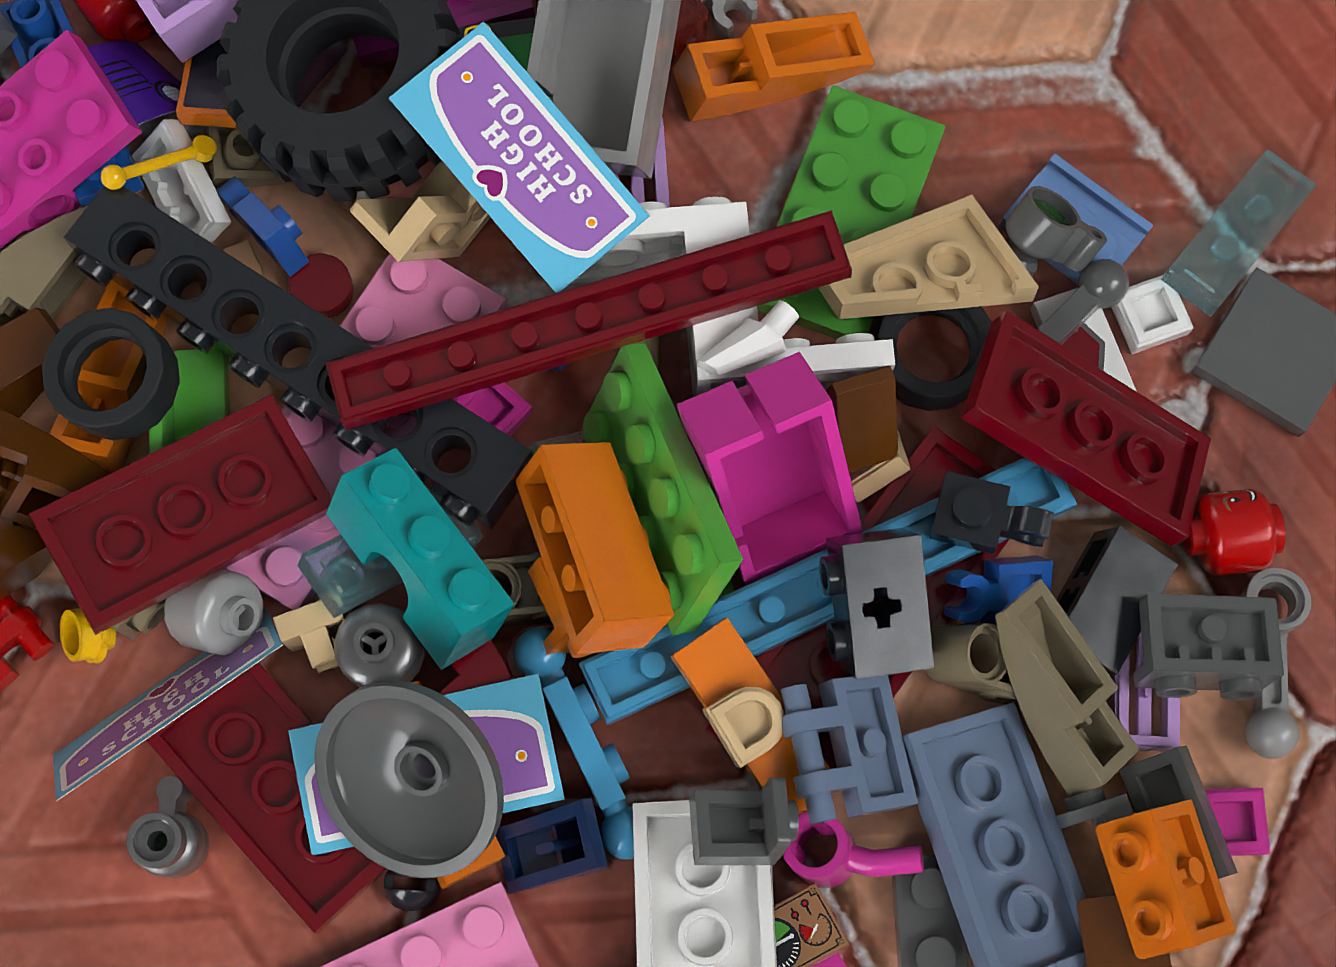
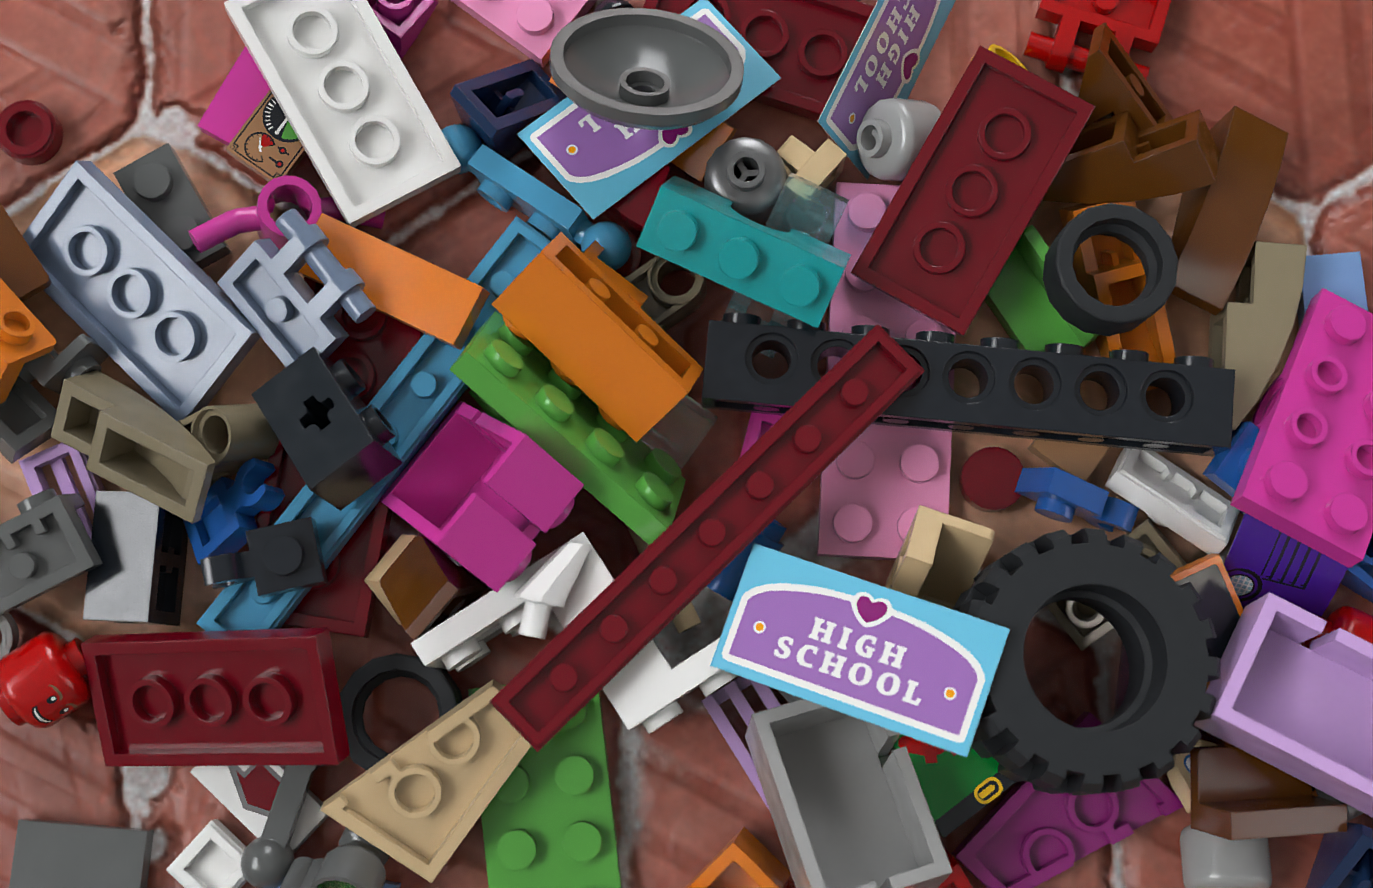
camera: 160 degrees right, 5 degrees up
(201, 149) = (1174, 535): yellow hinge -> none
(743, 825) = (351, 177): dark grey bracket -> none
(746, 722) = (392, 266): tan tile -> none

